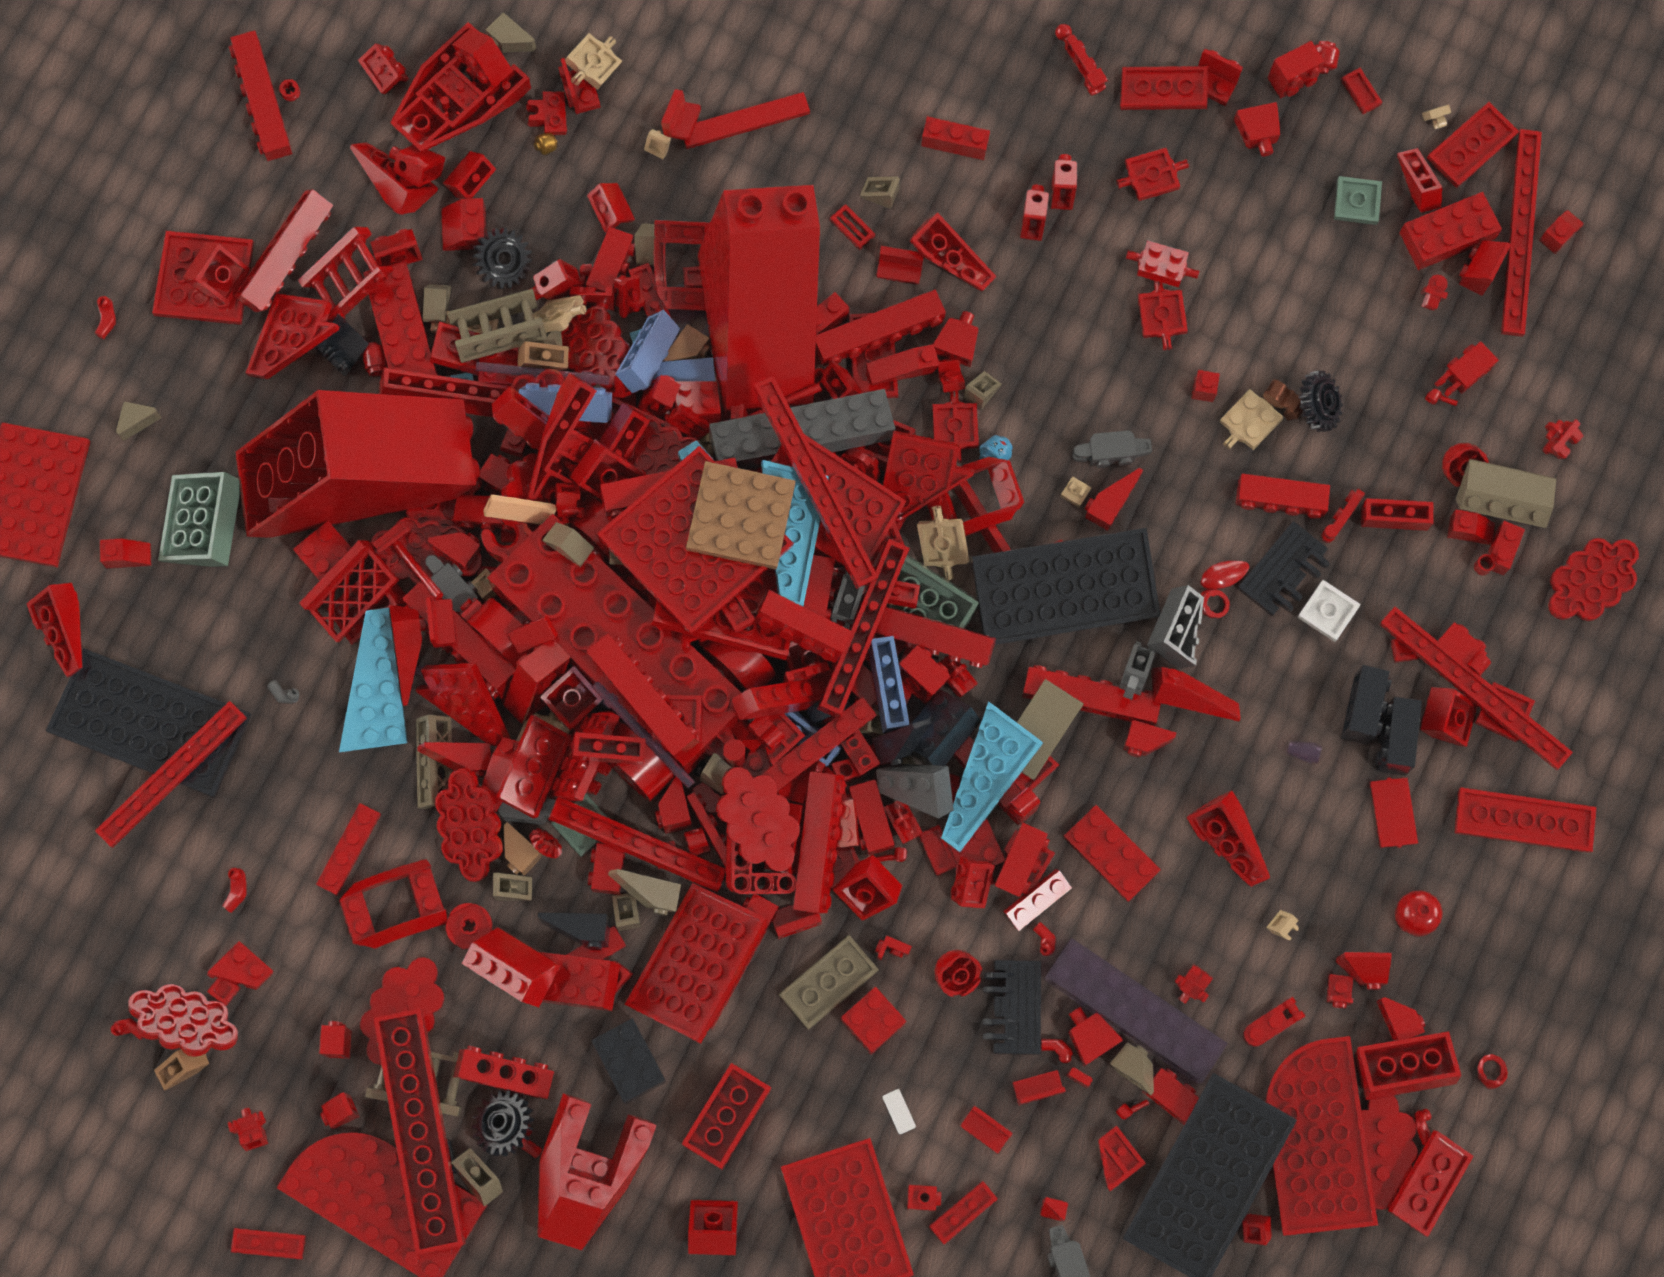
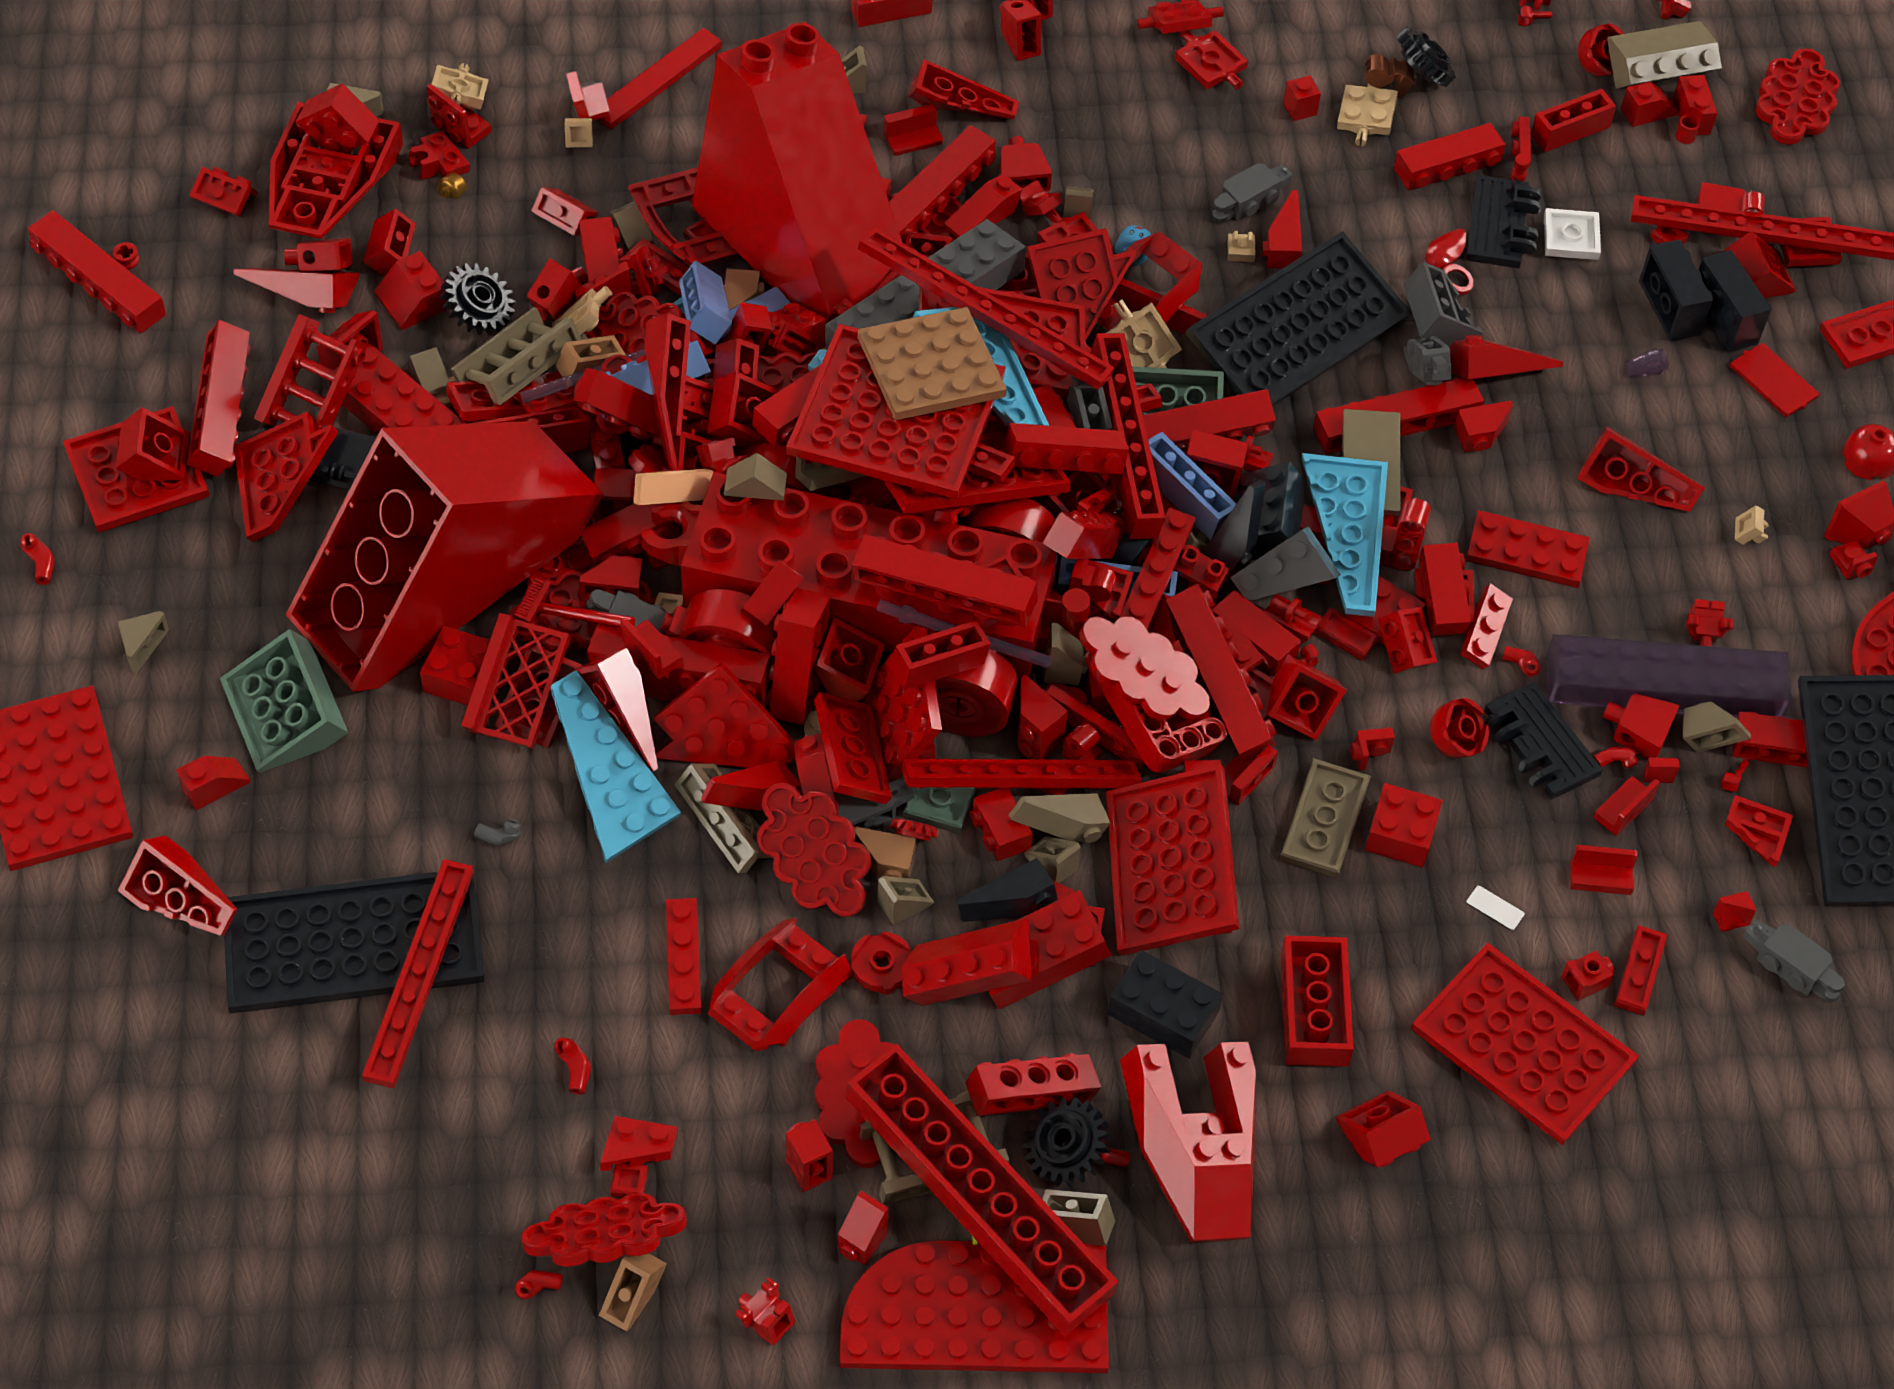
camera: 30 degrees left, 20 degrees down
(1272, 1023) = (1811, 624): red plate -> none

